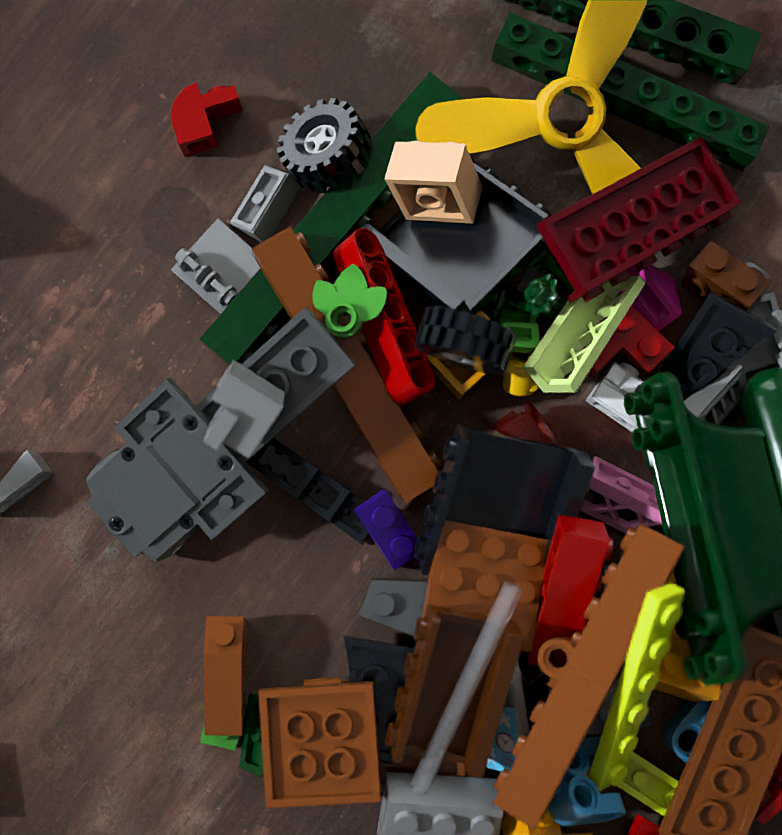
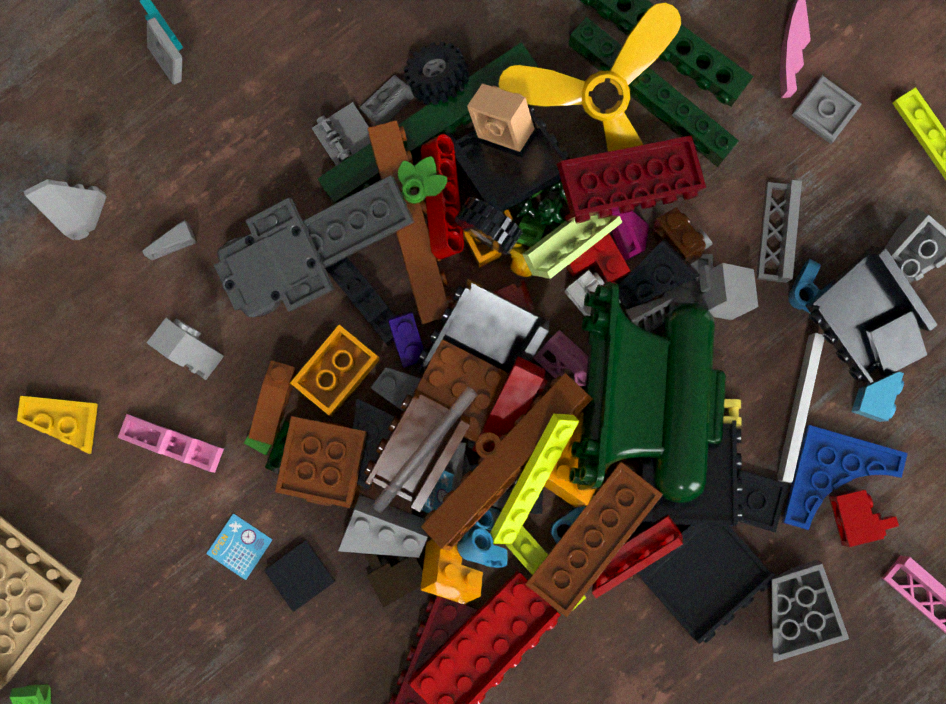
camera: 20 degrees right, 0 degrees up
(76, 630) = (184, 347): none -> light grey wedge
(95, 772) = (170, 443): none -> bright pink slope
(194, 111) = (356, 27): red brick -> none
(246, 410) = (334, 229): light grey plate -> none
(300, 604) = (335, 370): none -> light orange brick

